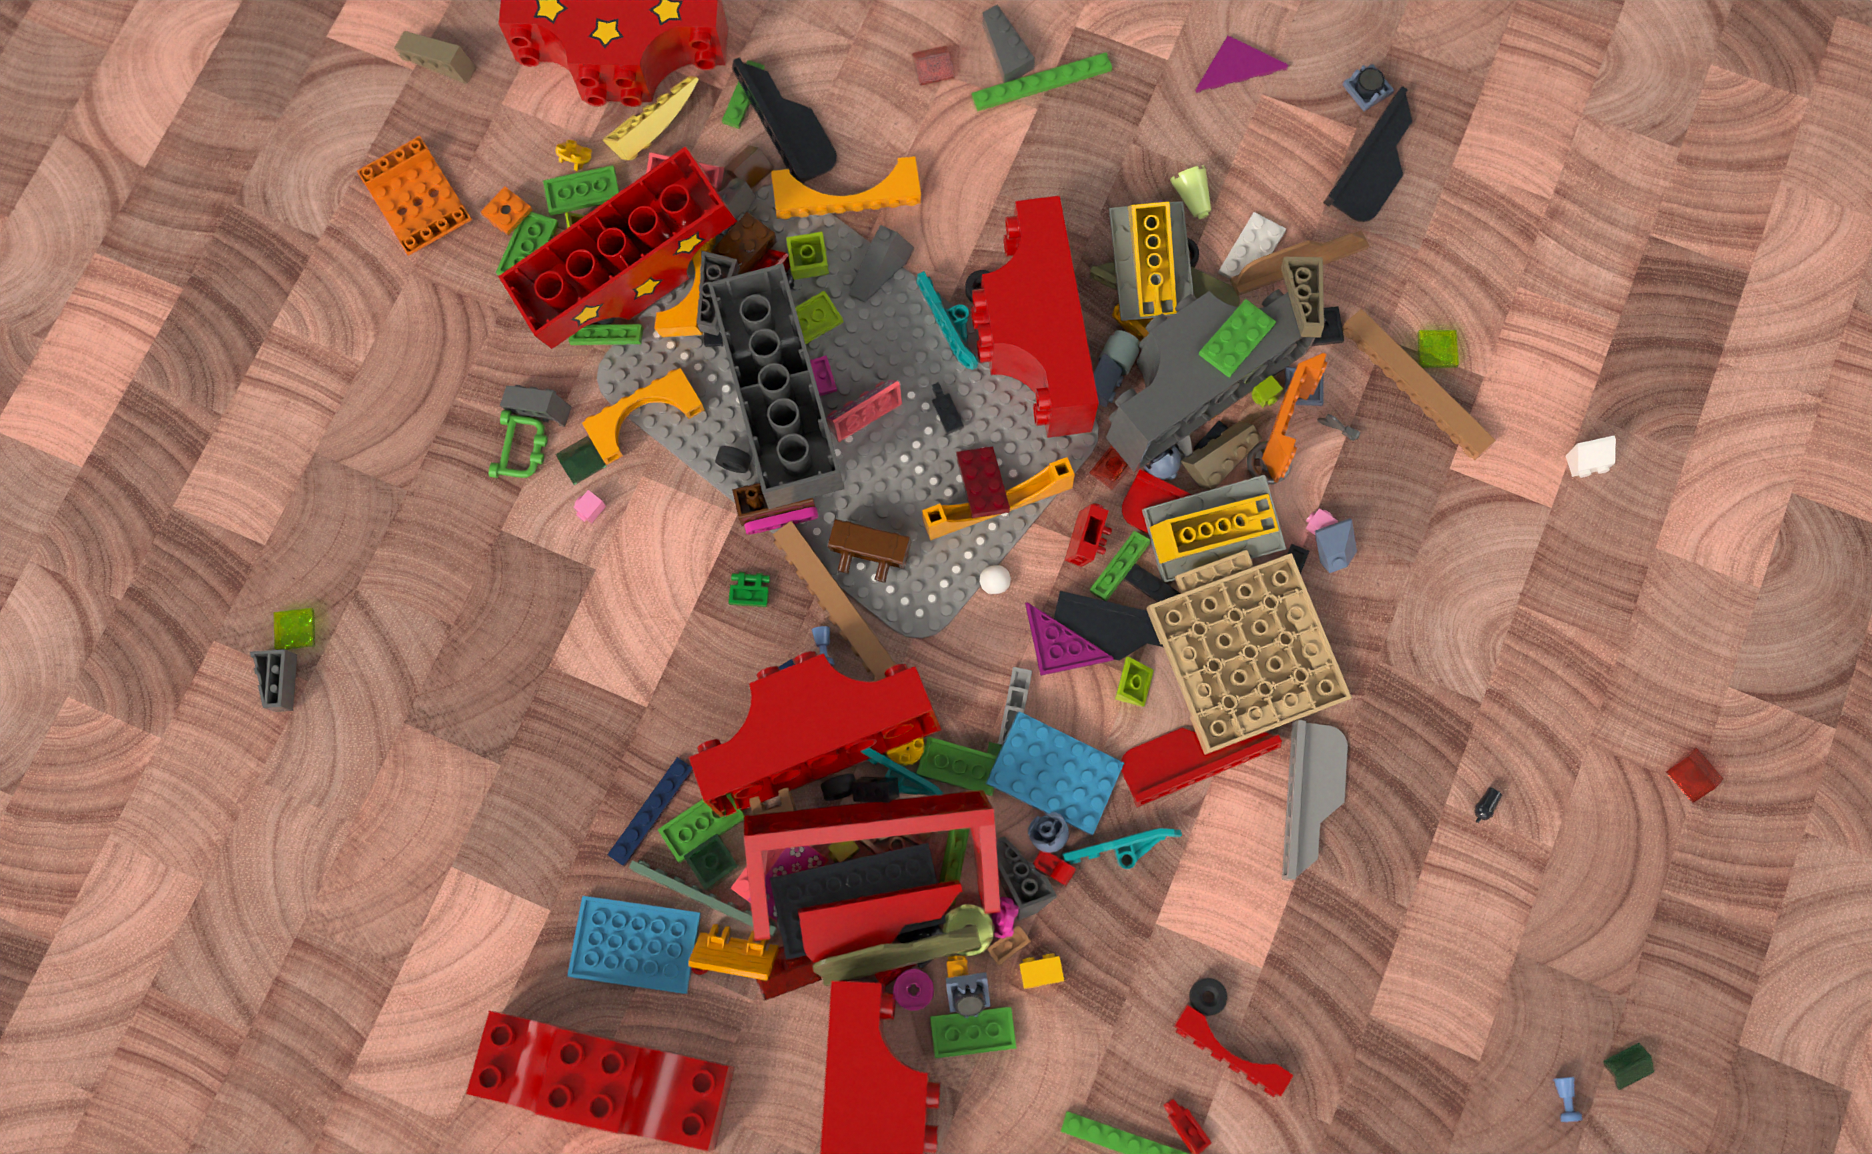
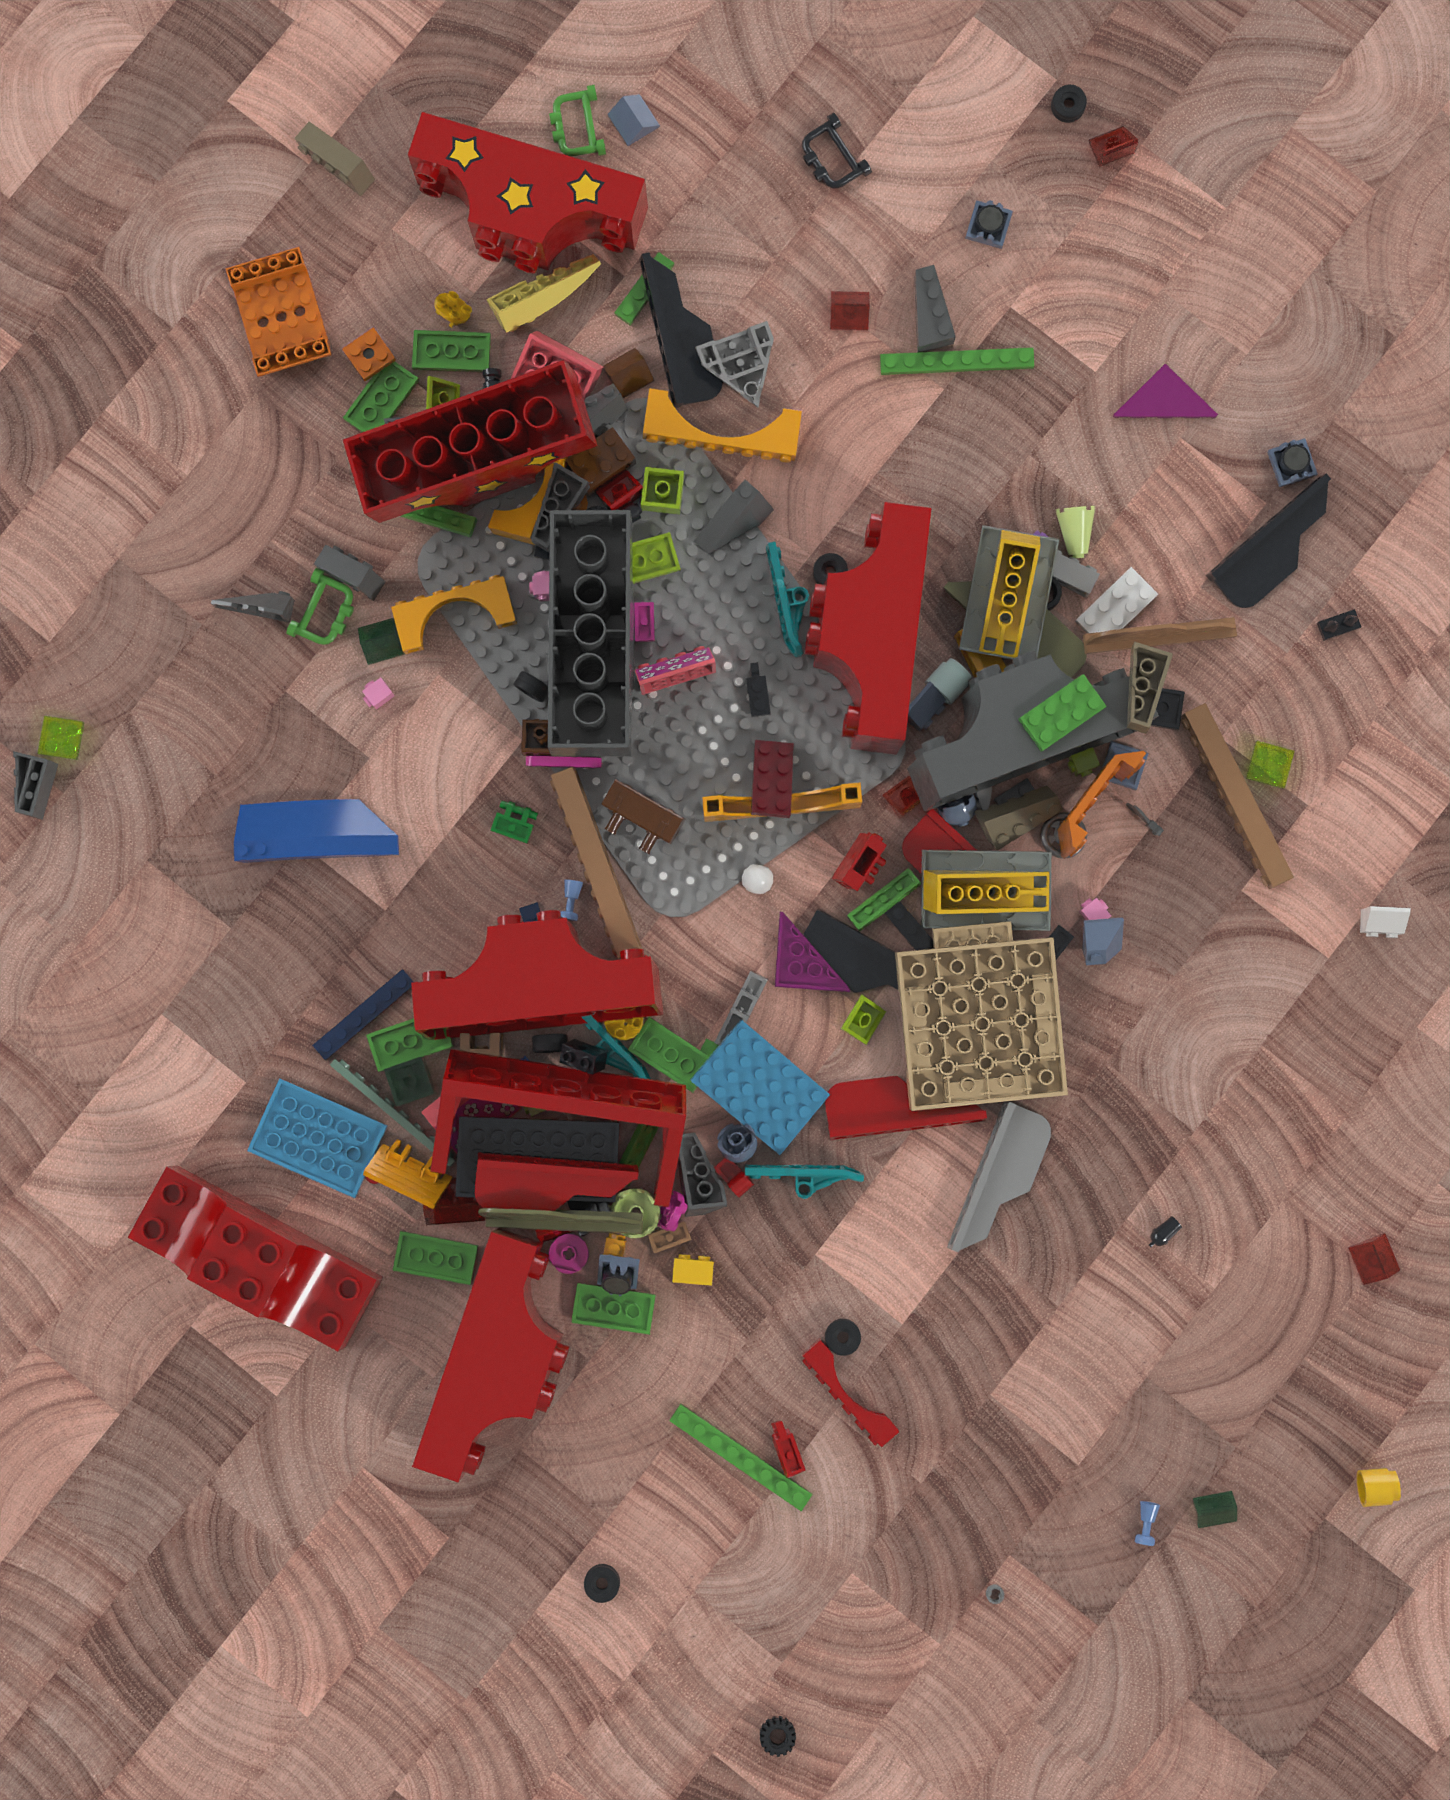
camera: 15 degrees right, 10 degrees up
(461, 456) = (265, 605): none -> dark grey wedge
(556, 651) = (311, 831): none -> blue slope
(719, 368) = (540, 585): none -> bright pink brick
(782, 1031) = (435, 1257): none -> bright green plate
(847, 127) = (740, 360): none -> light grey wedge
(1206, 232) = (1074, 575): none -> light grey brick
(1457, 212) = (1339, 625): none -> black tile
(1780, 996) = (1378, 1487): none -> yellow piece

